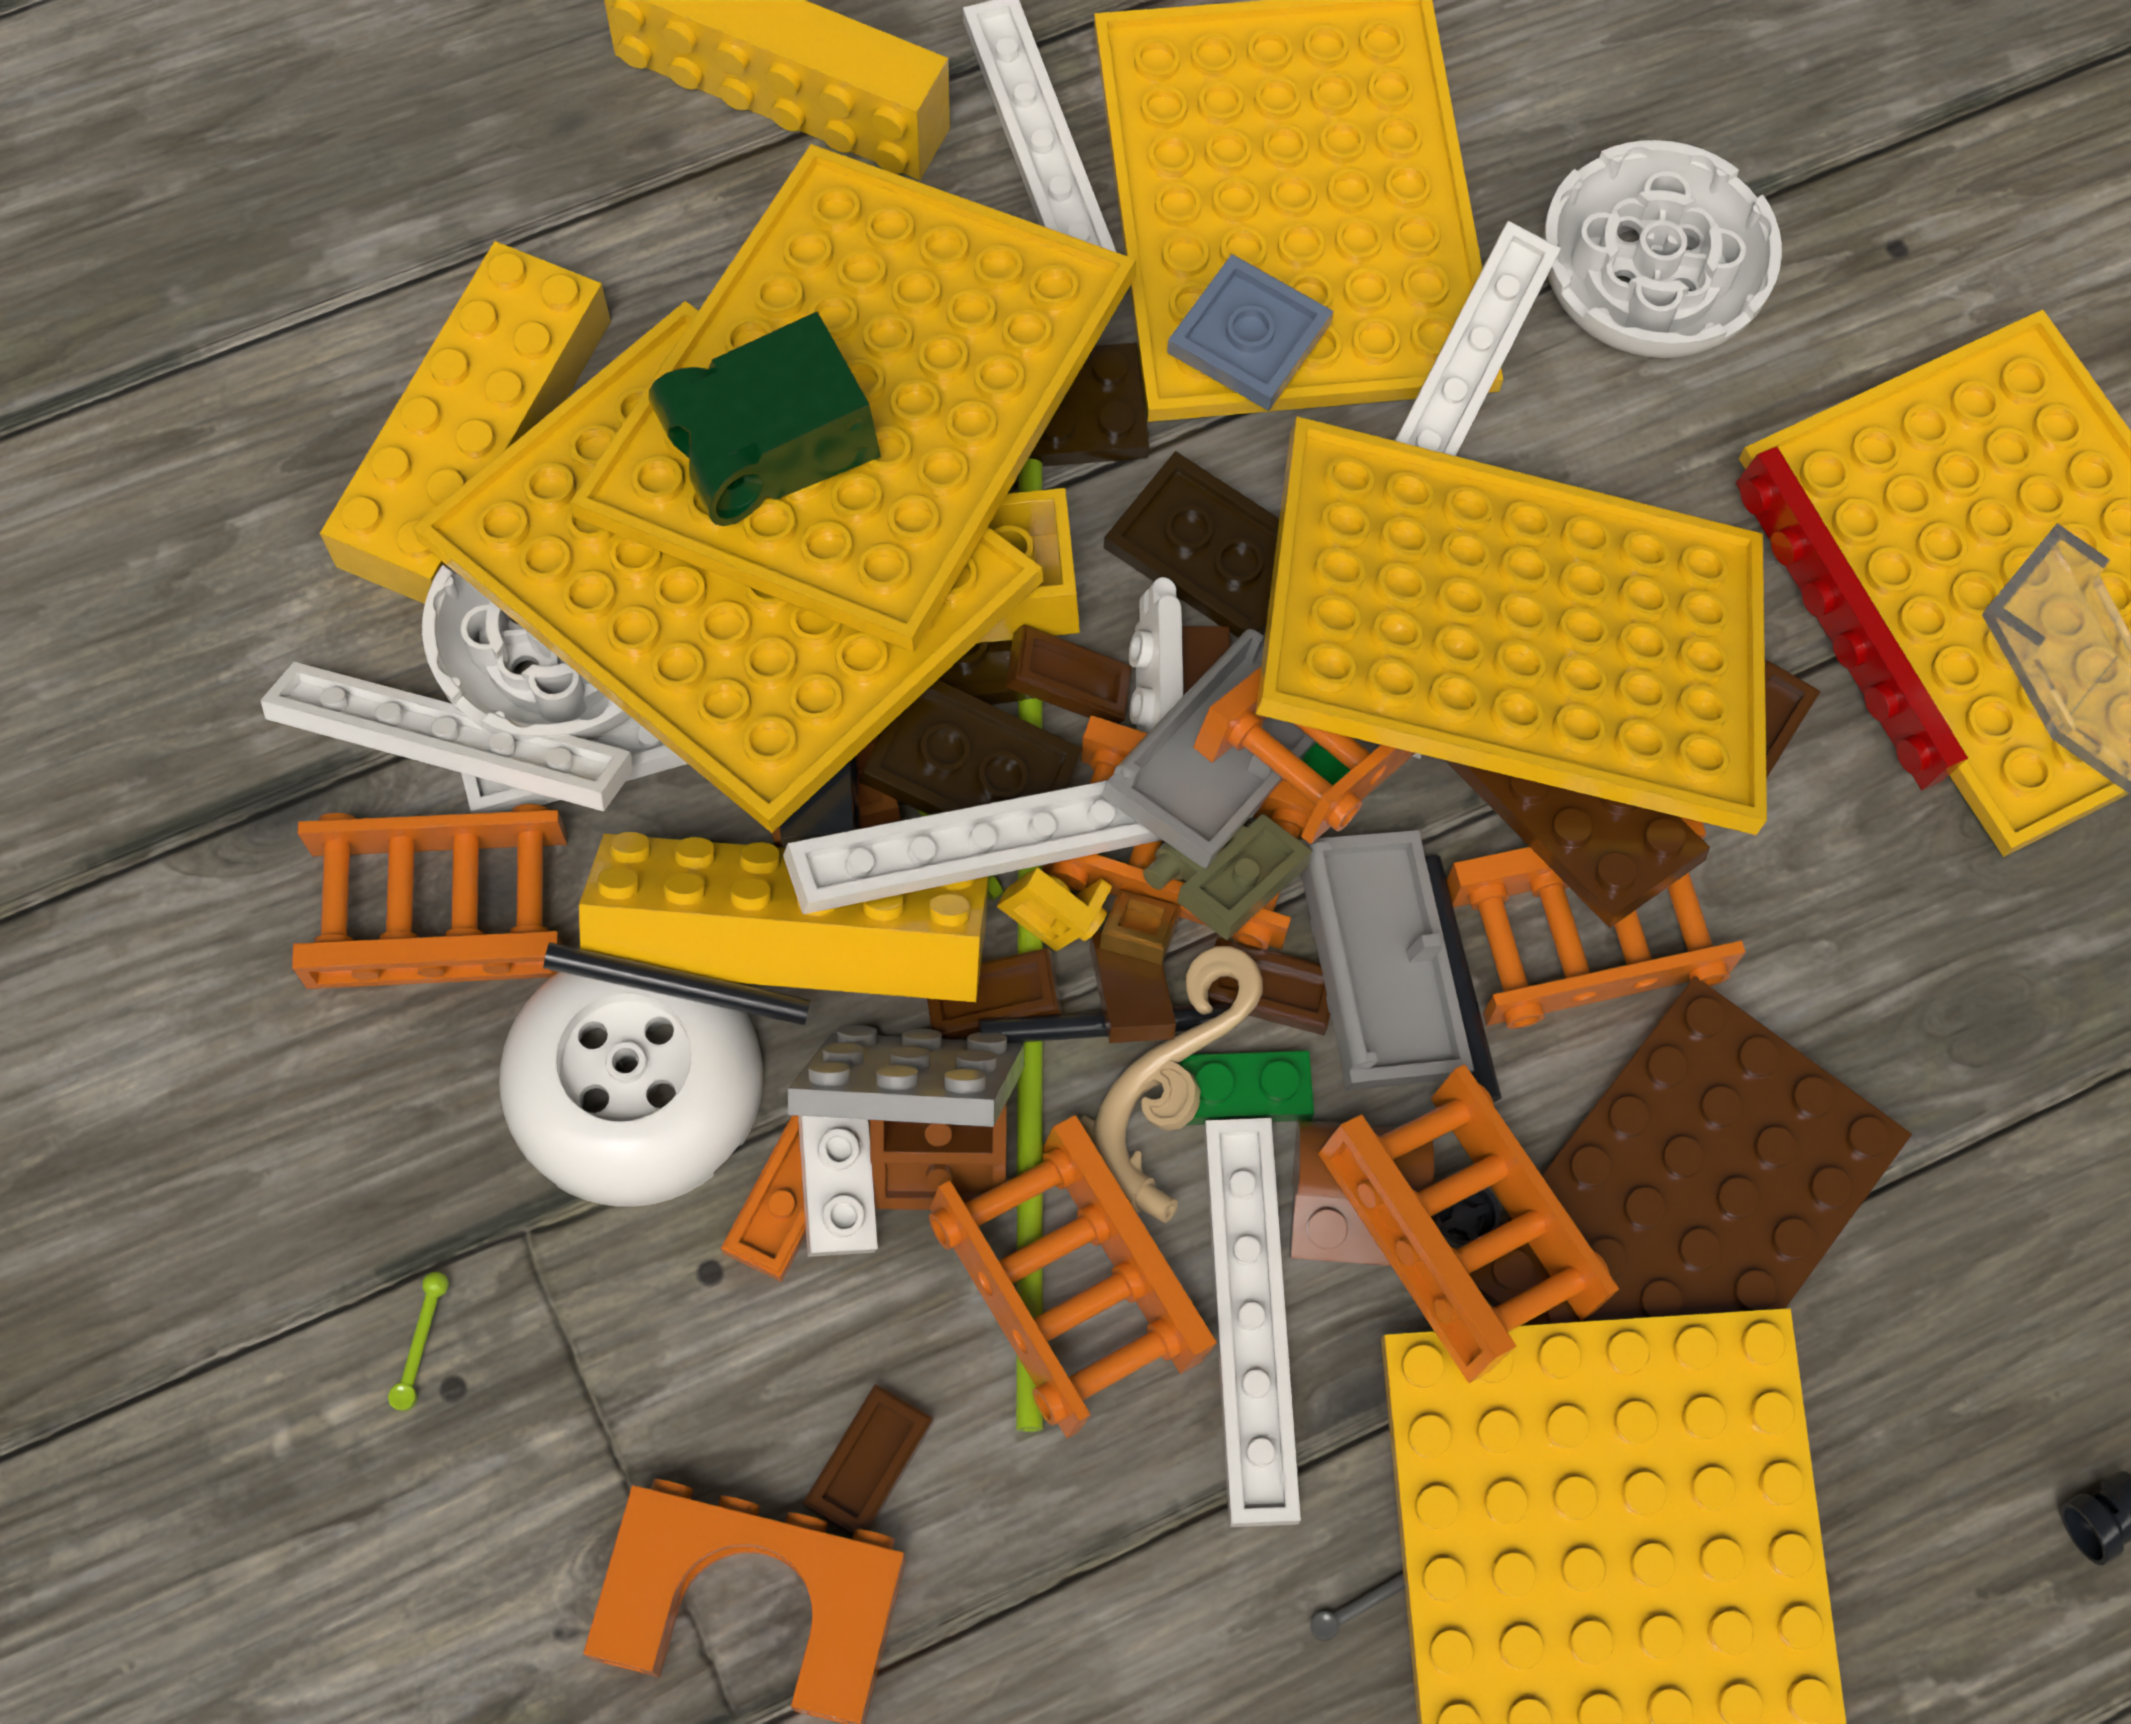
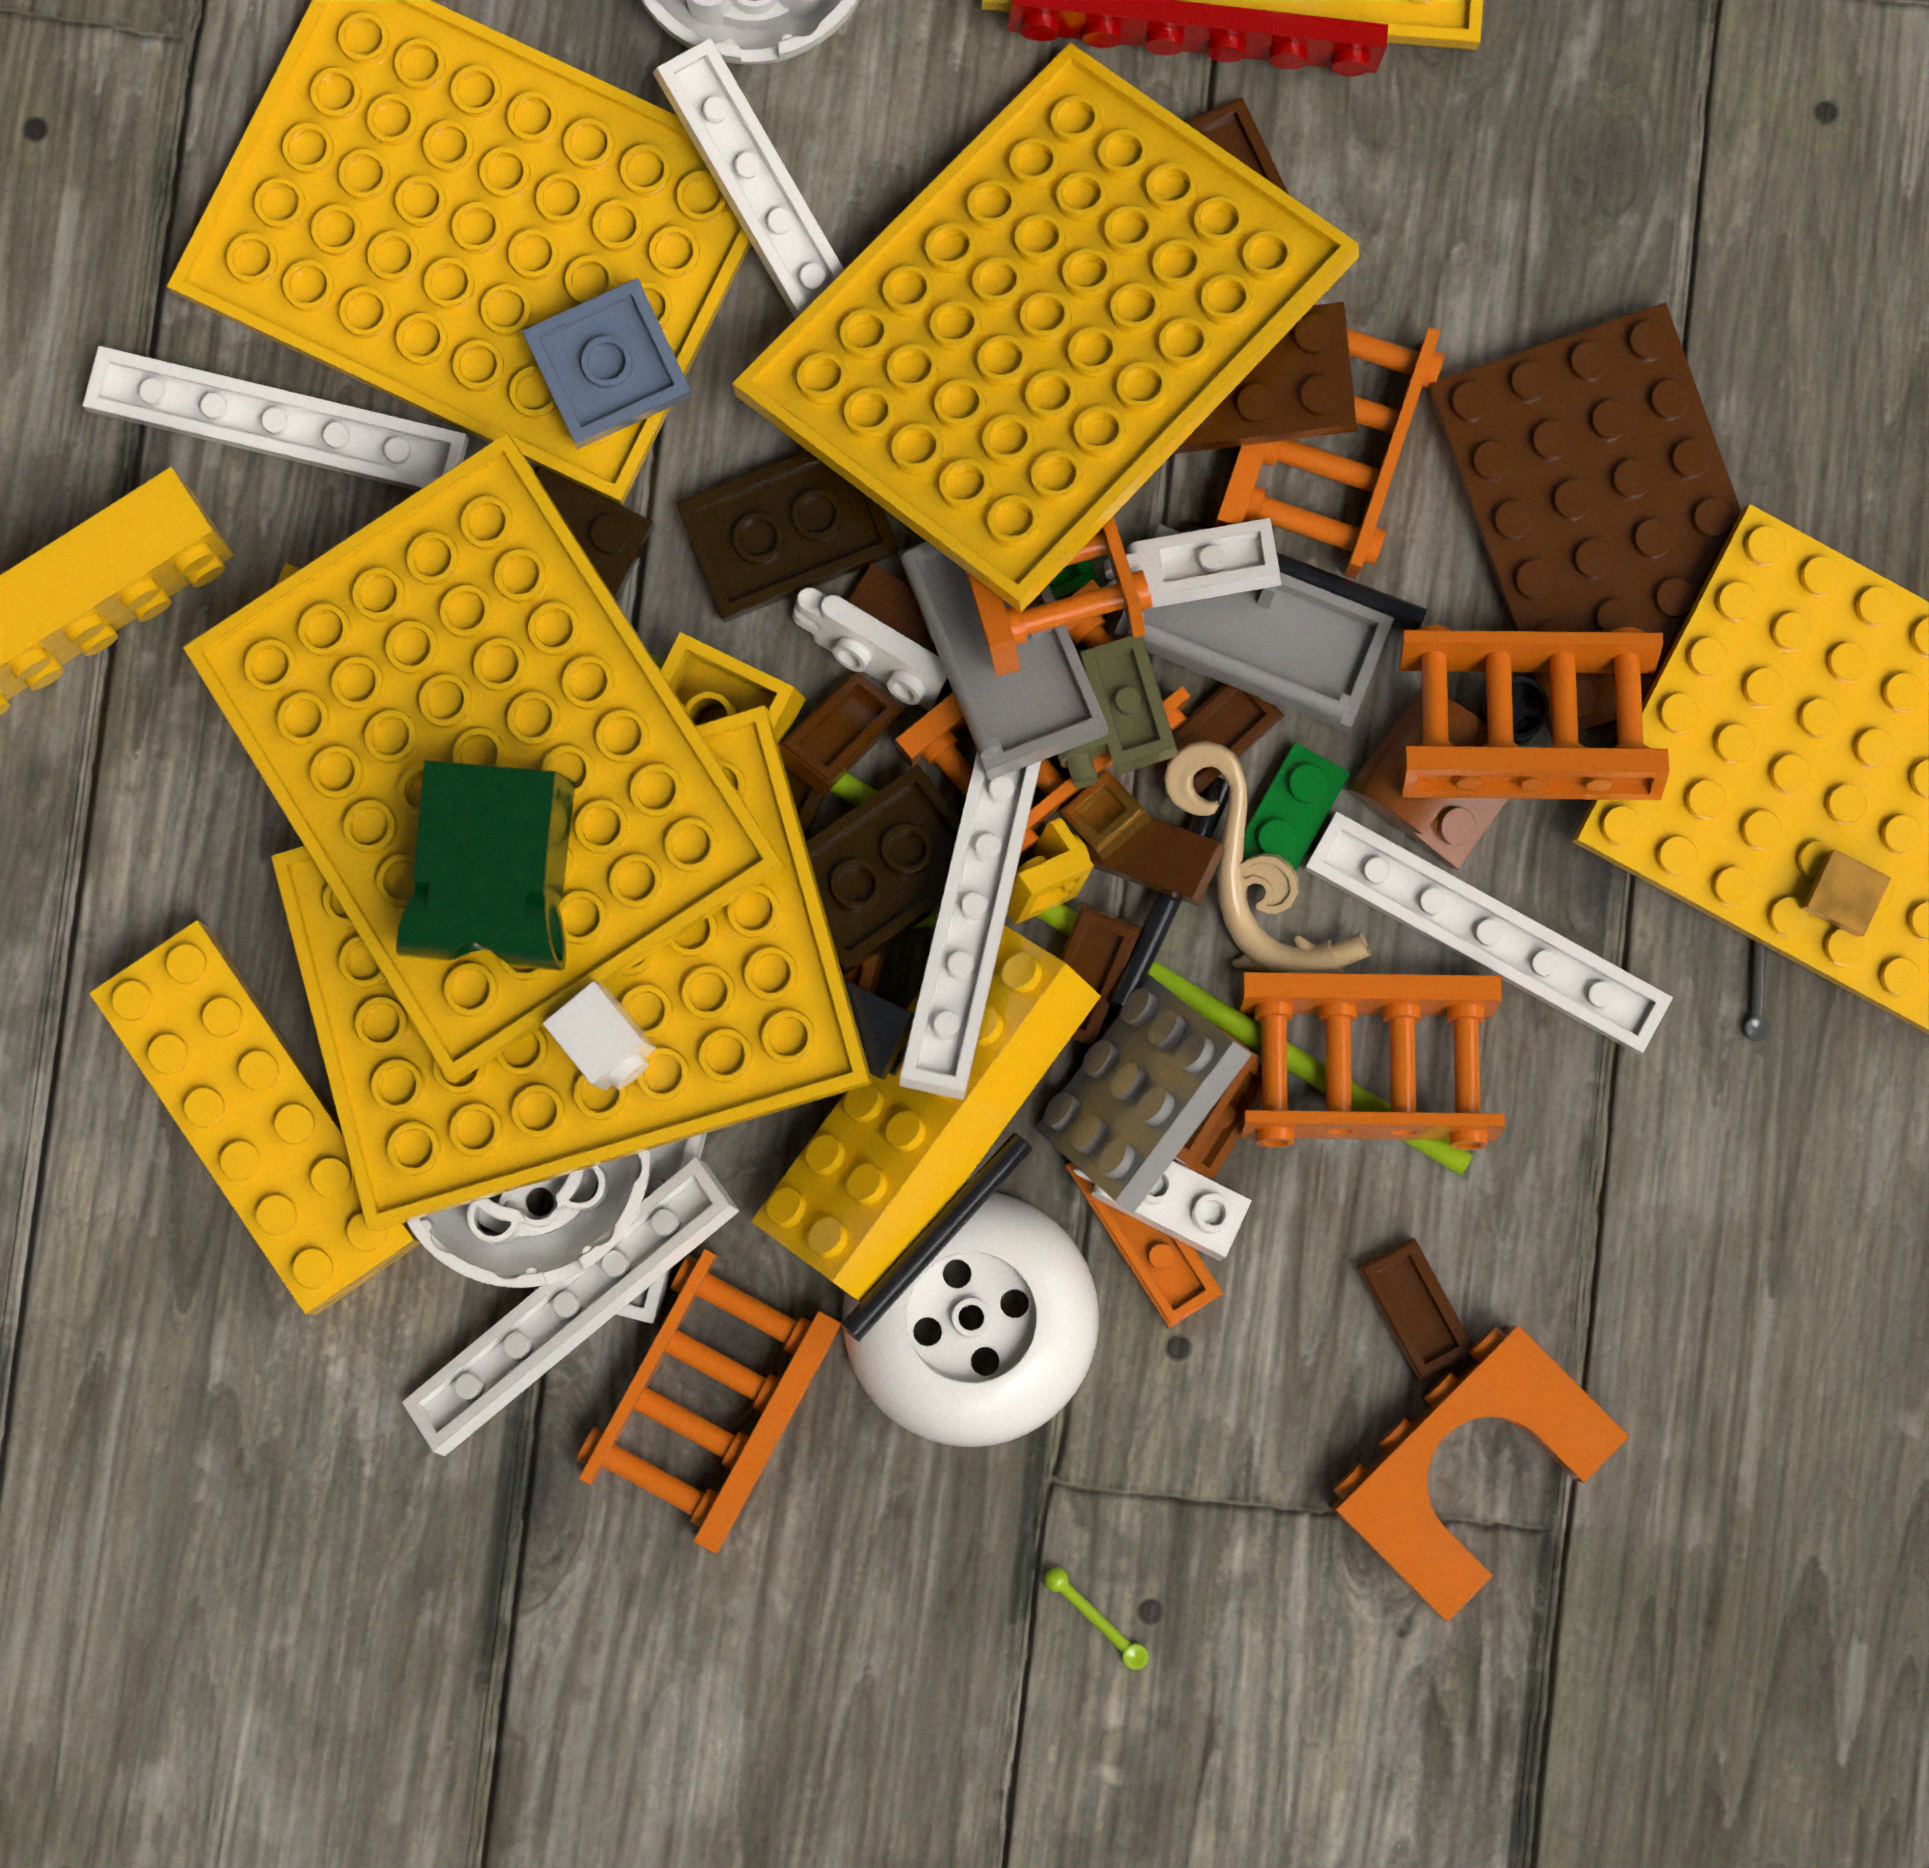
camera: 60 degrees left, 15 degrees up
(676, 590) = (601, 1037): none -> white brick
(1407, 873) = (1205, 562): none -> white hinge
(1500, 1615) = (1846, 893): none -> pearl gold tile

